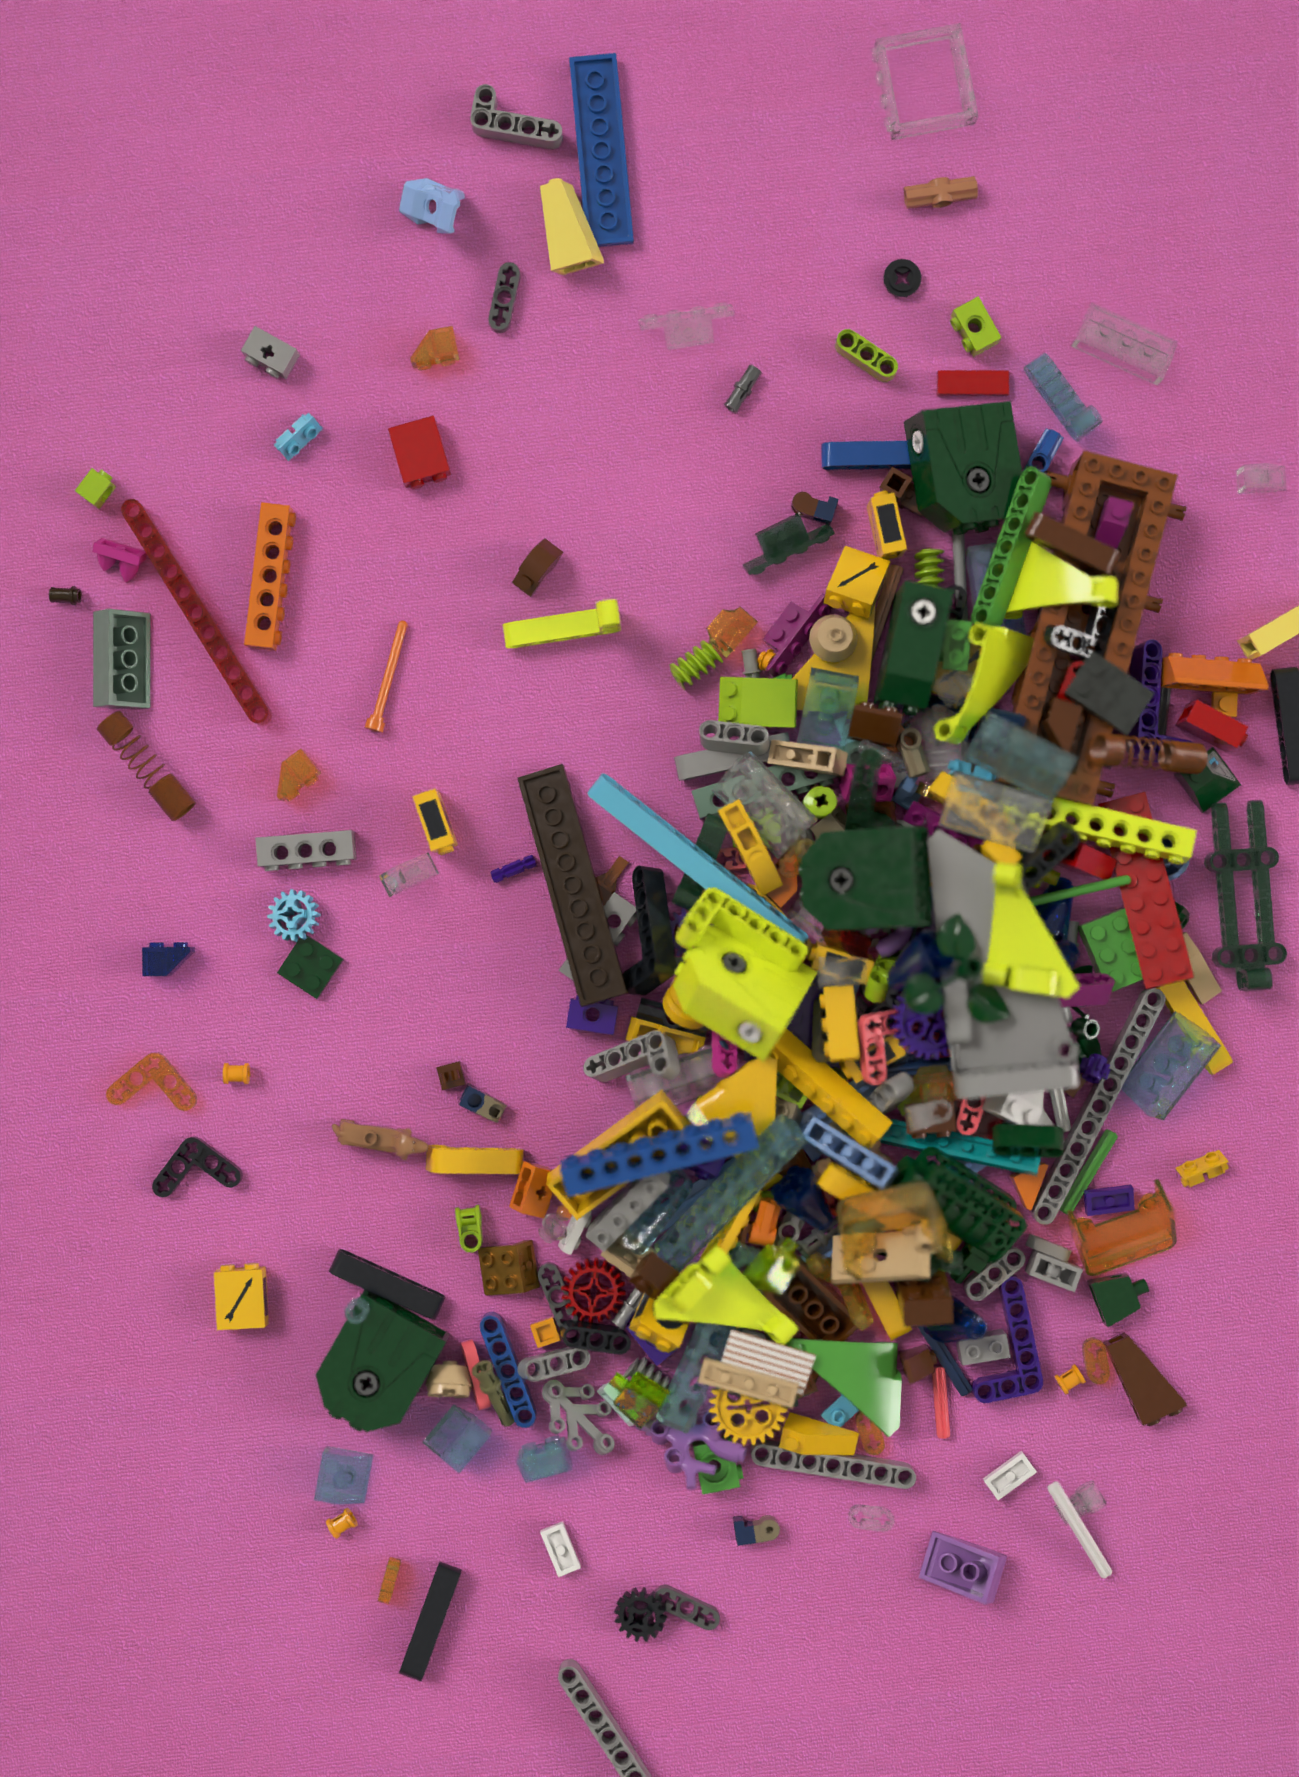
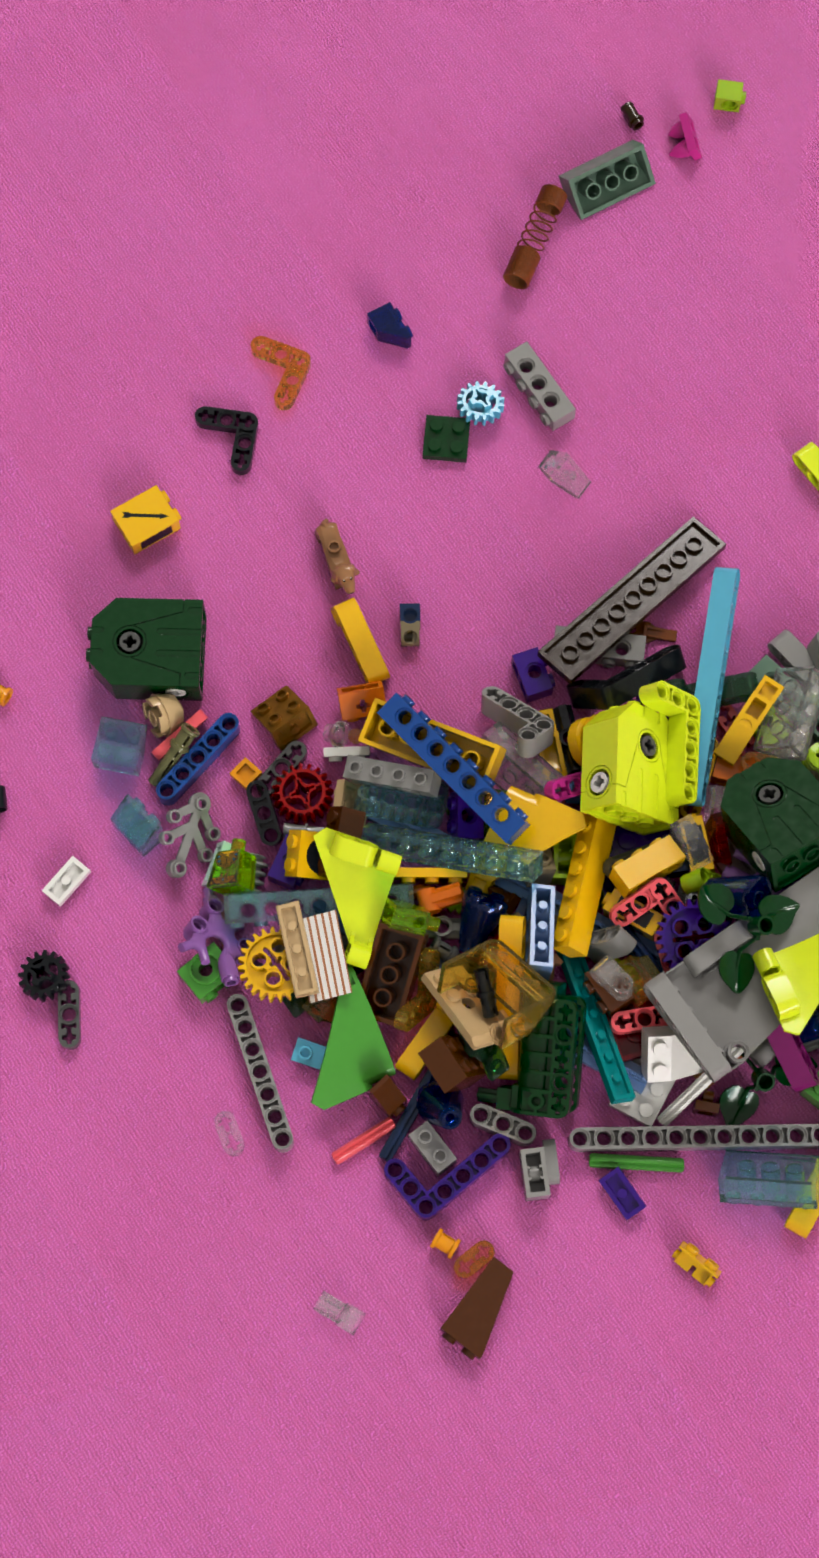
camera: 65 degrees right, 15 degrees down
(187, 605) = (674, 222): clear red beam -> none
(236, 1073) = (327, 425): light orange bush -> none
(269, 516) = (785, 228): orange brick -> none
(295, 773) = (593, 348): clear yellow slope -> none
(343, 1476) = (38, 673): clear light blue slope -> none
(352, 1315) = (192, 594): clear light blue bush -> none
(376, 720) = (672, 387): orange piece -> none
(387, 1284) = (218, 627): black beam -> none
(435, 821) = (621, 468): brick -> none
(451, 1075) = (418, 590): reddish brown tile -> none
(469, 1225) = (305, 667): lime piece -> none
(513, 868) = (617, 553): dark purple axle -> none
(542, 1363) = (234, 795): light grey beam -> none
(755, 1531) = (172, 1044): leg -> none
(815, 1437) = (277, 1043): yellow slope -> none
(864, 1435) = (298, 1089): beam -> none
(883, 1238) = (486, 992): none -> black pin
(963, 1567) = (228, 1237): medium lavender slope -> none
(1009, 1475) = (331, 1235): white plate -> none
(1028, 1140) = (638, 1078): dark green beam -> none
(1028, 1185) = (598, 1113): orange slope -> none
(1079, 1529) = (316, 1320): white axle -> none
(1094, 1068) = (731, 1112): dark purple gear -> none
(1116, 1296) = (541, 1245): dark green torso -> none
(1125, 1237) = (595, 1225): windscreen -> none

